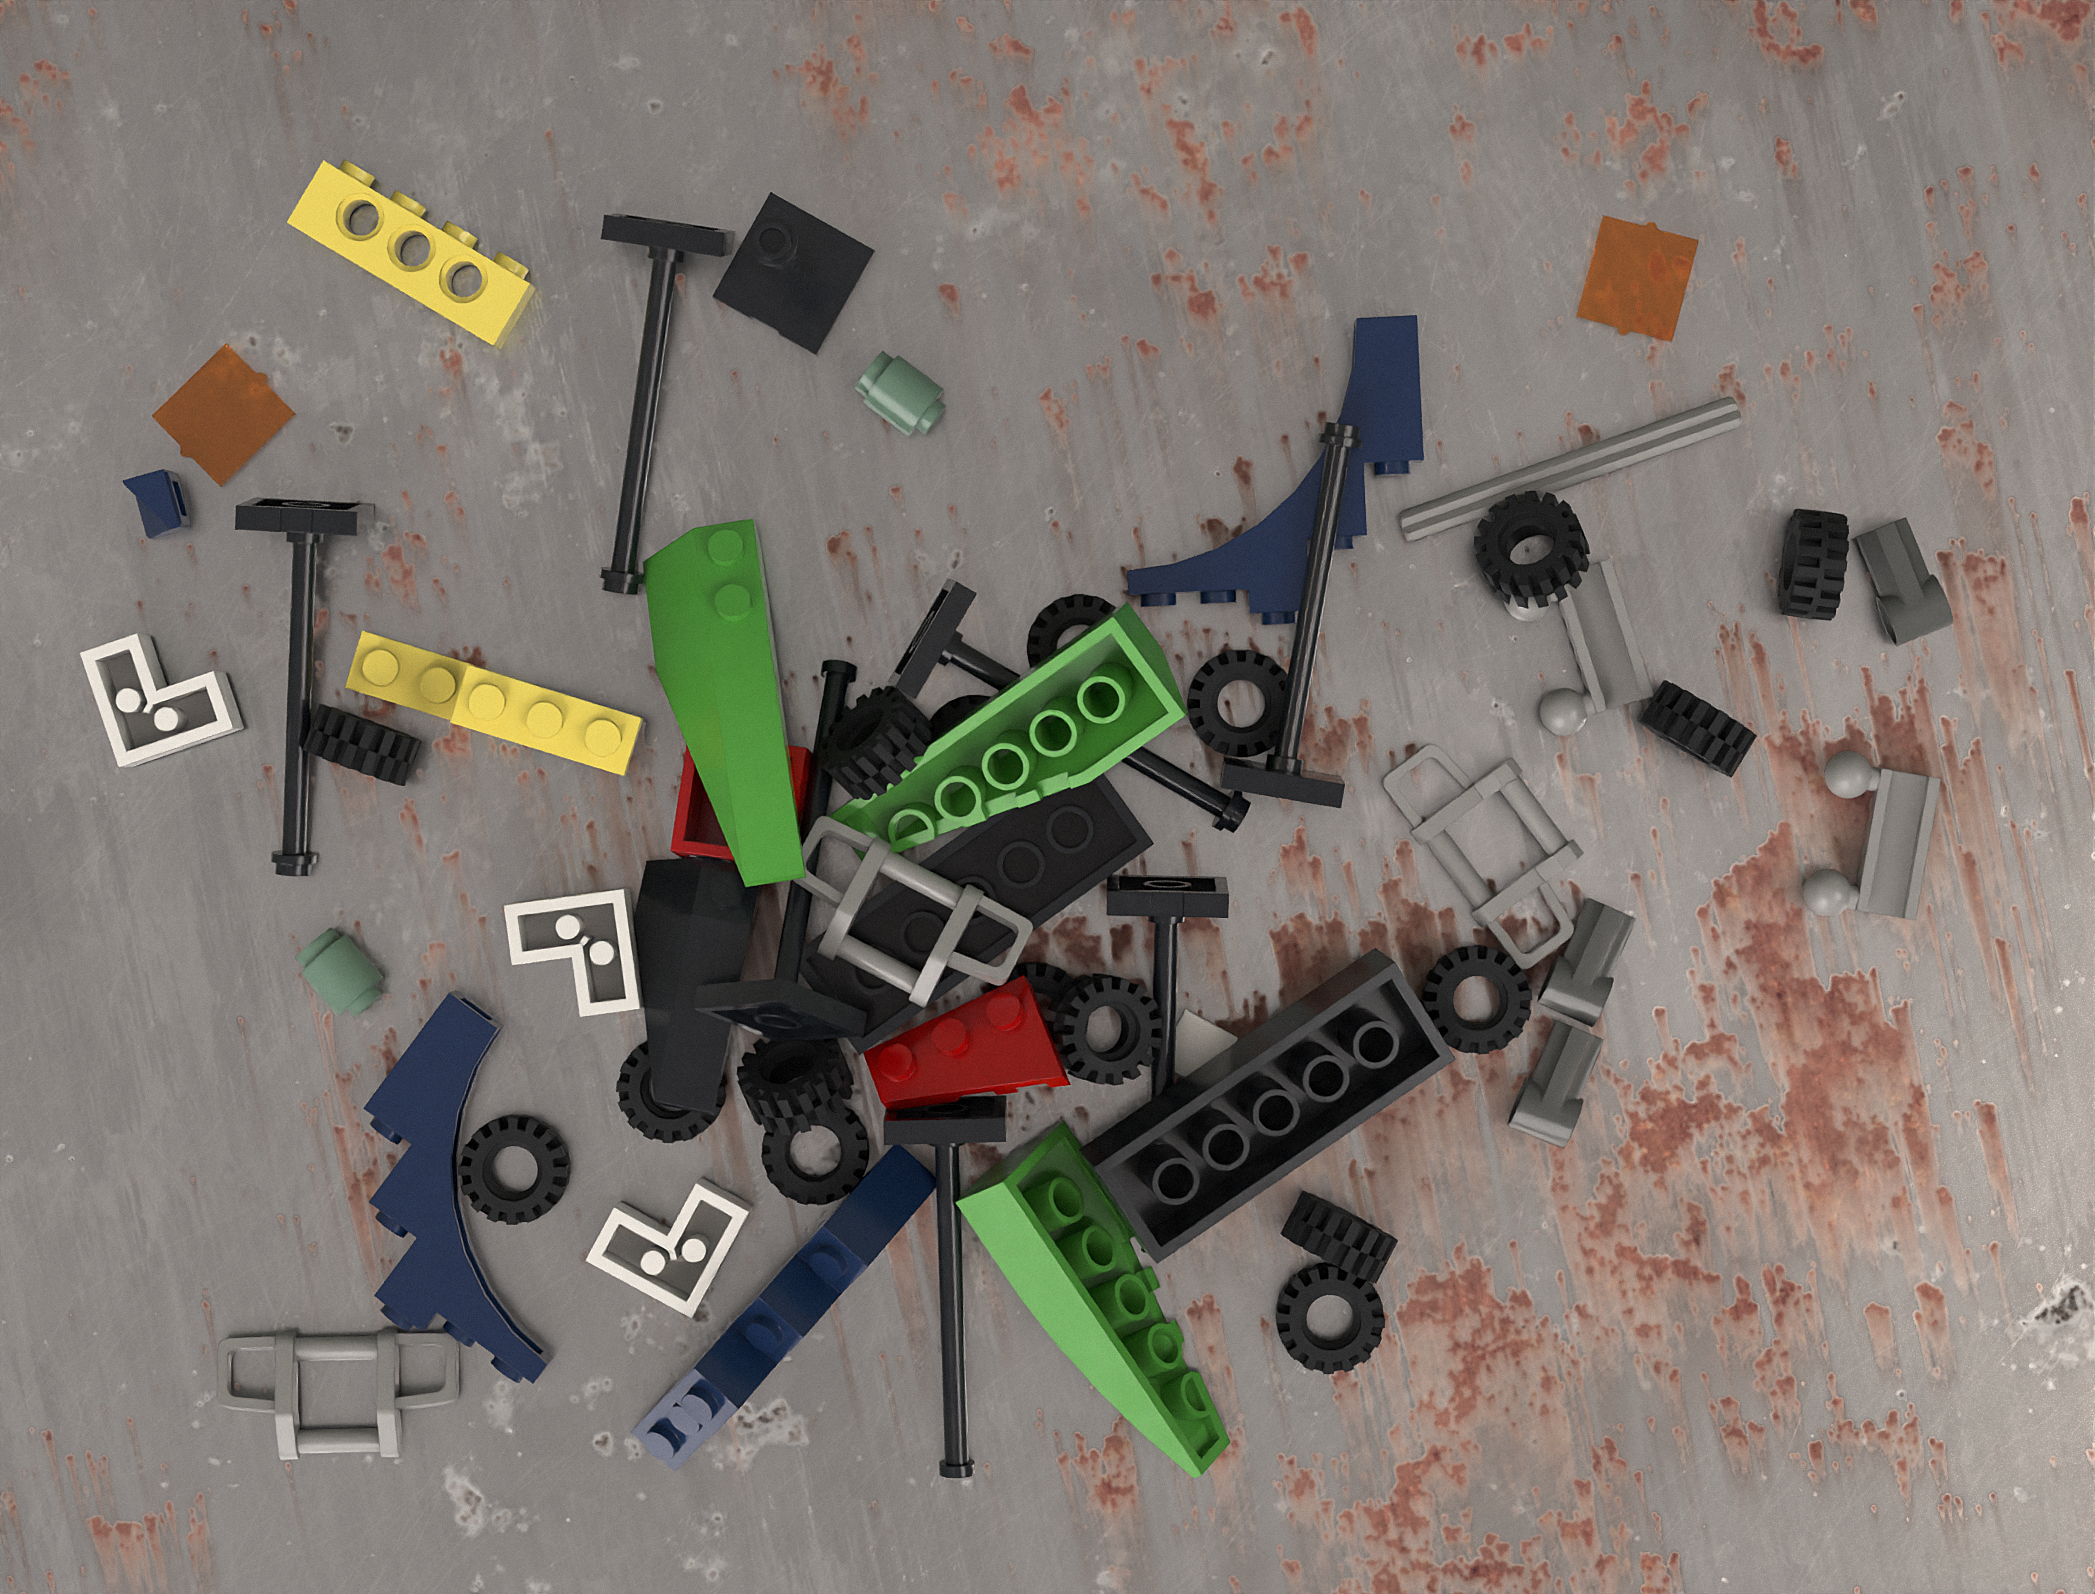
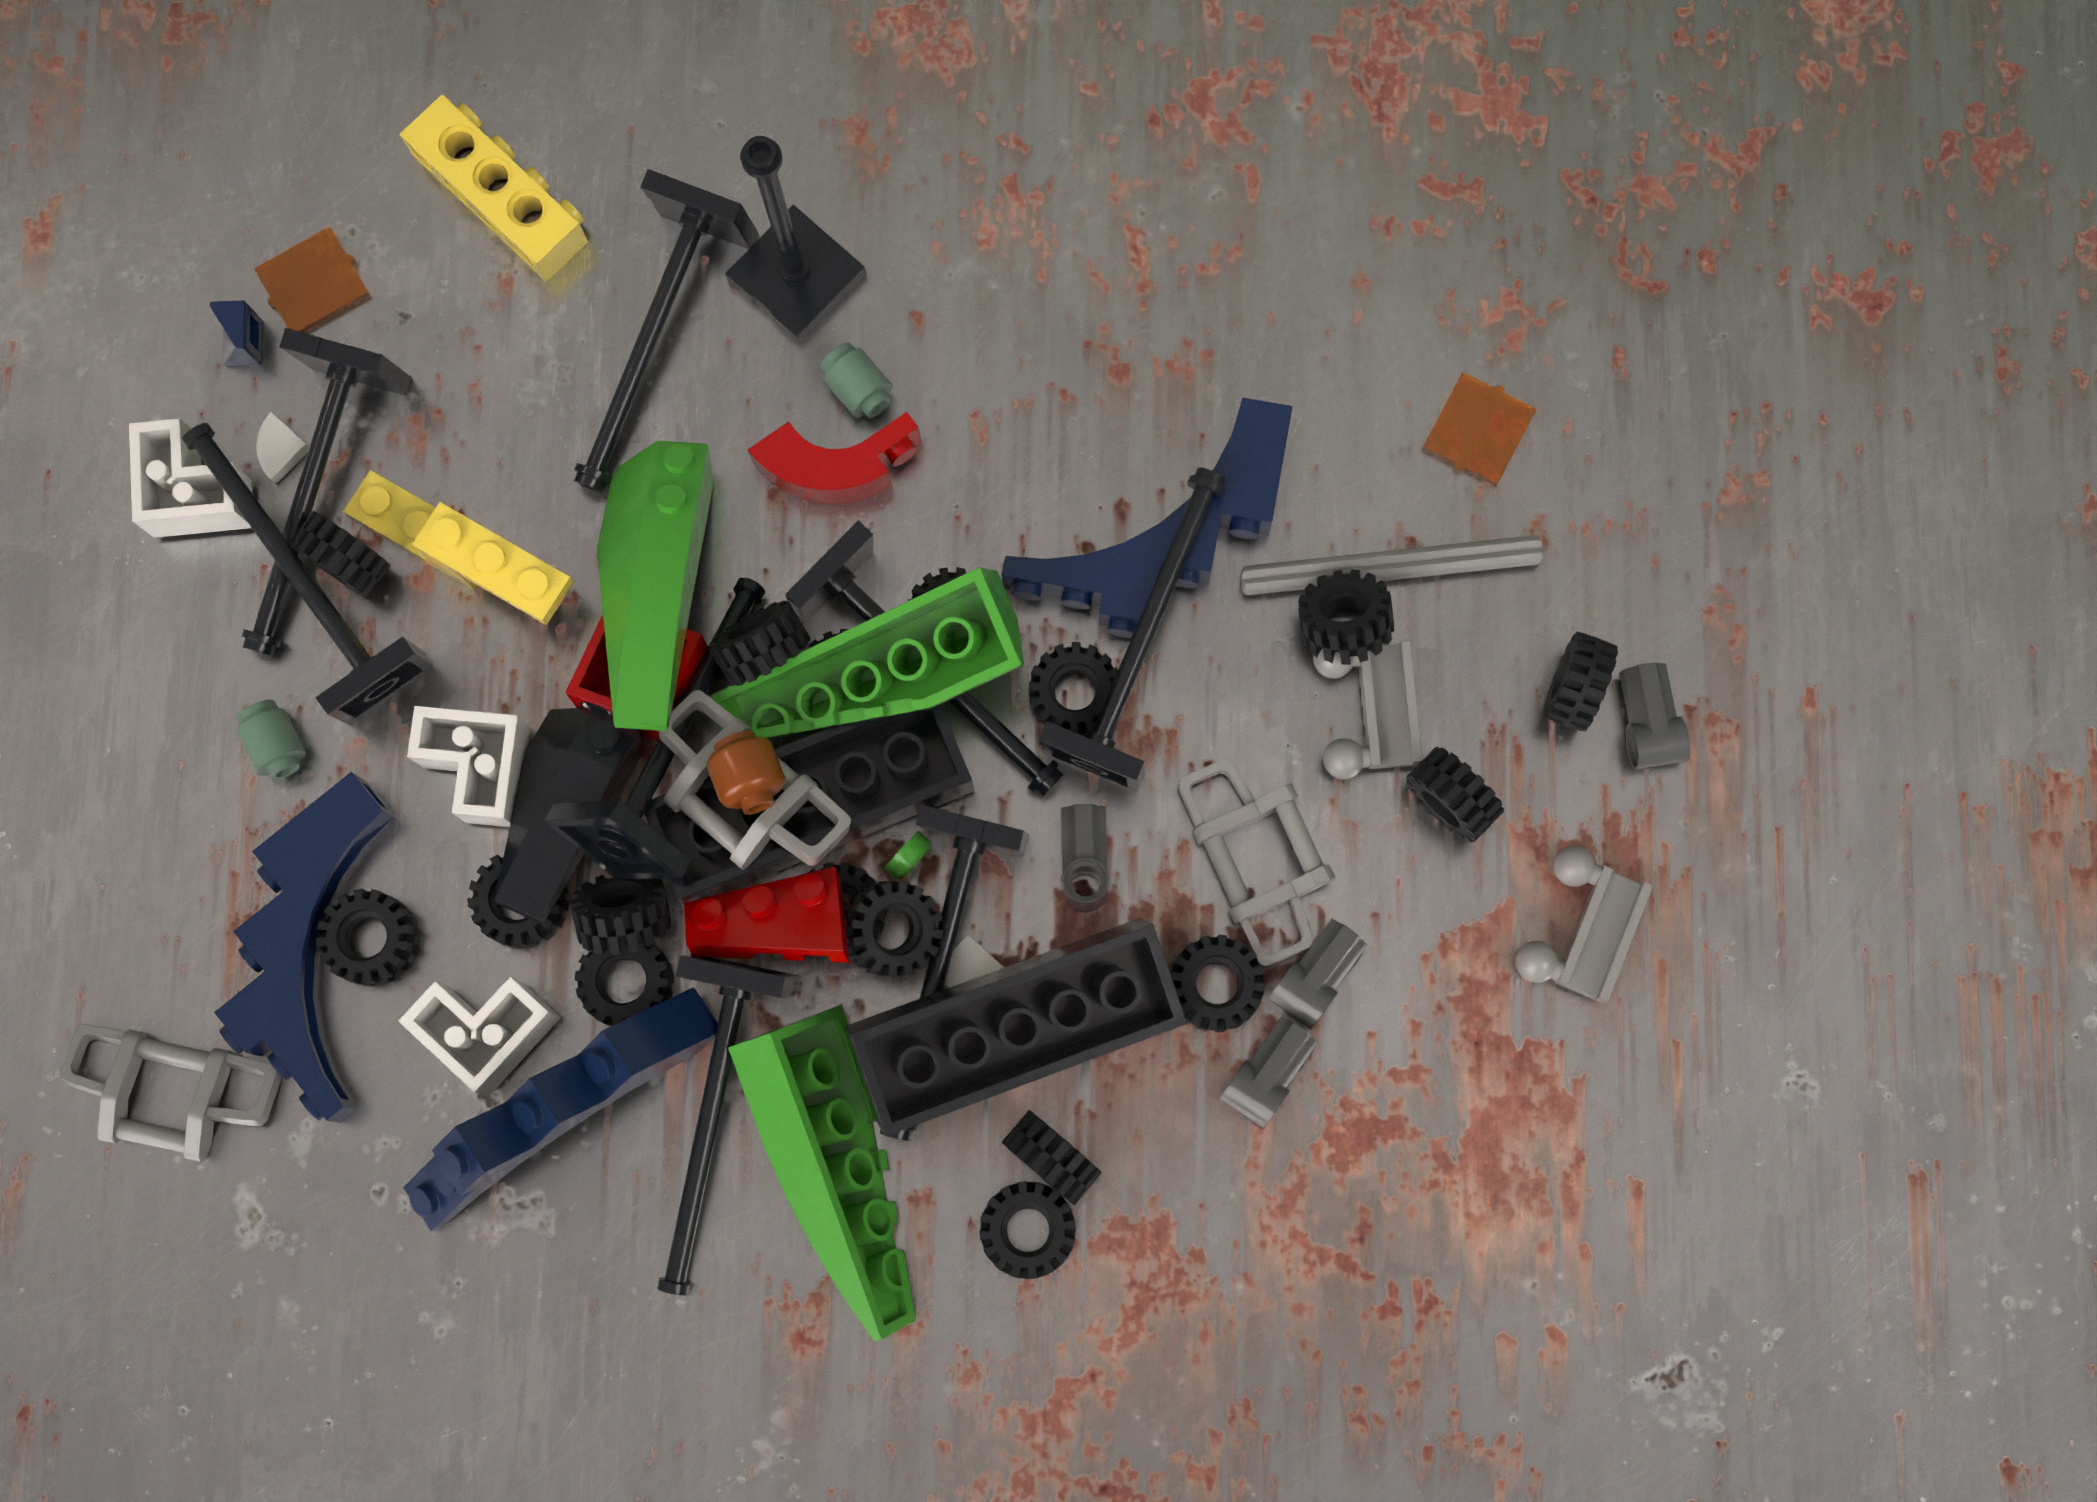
camera: 20 degrees right, 10 degrees down
(245, 627) = (278, 448): none -> white tile
(438, 876) = (372, 677): none -> black tile
(904, 514) = (835, 474): none -> red arch
(906, 905) = (746, 772): none -> dark orange head
(1097, 937) = (908, 856): none -> bright green tile
(1294, 884) = (1084, 853): none -> dark grey piece

